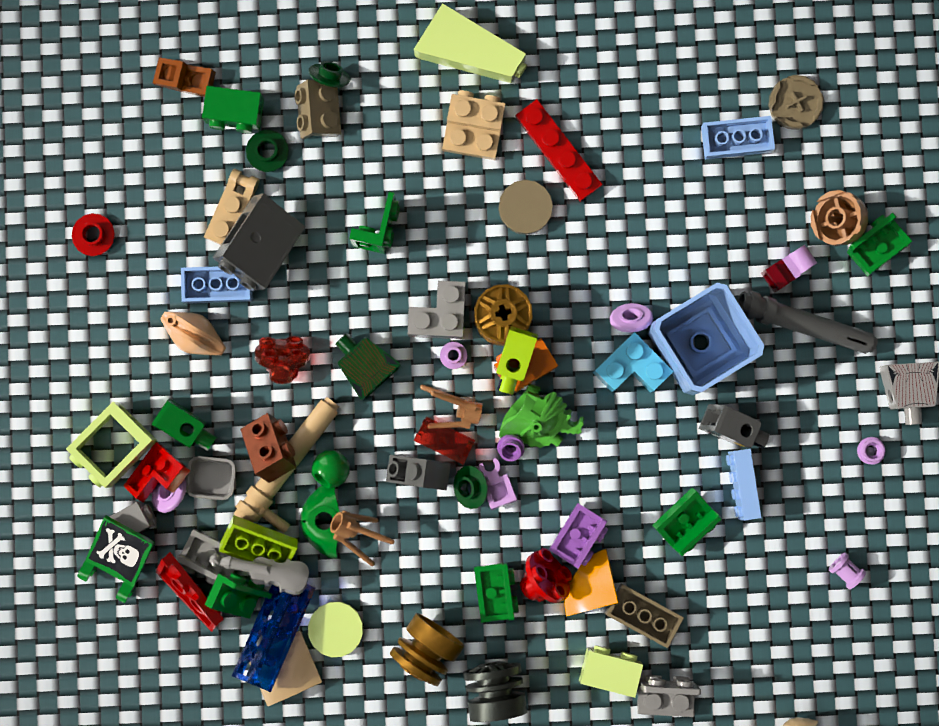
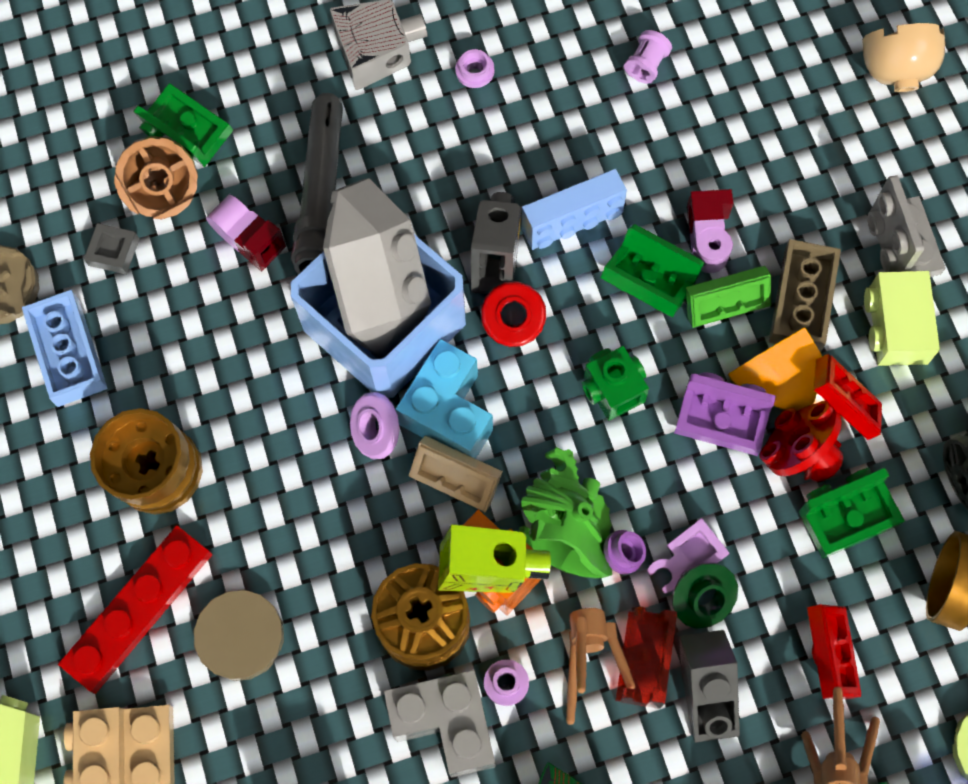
camera: 105 degrees left, 15 degrees down
(416, 551) = (833, 651): none -> red plate
(566, 615) = (848, 396): none -> red plate
(587, 359) = (455, 473): none -> tan plate
(608, 477) = (615, 382): none -> green brick
(641, 159) = (129, 447): none -> pearl gold wheel
(656, 566) = (728, 296): none -> bright green plate
(670, 421) = (520, 334): none -> red piece
(697, 566) = (707, 227): none -> leg
(723, 338) = (374, 267): none -> light grey wedge
(800, 180) = (111, 248): none -> dark grey plate

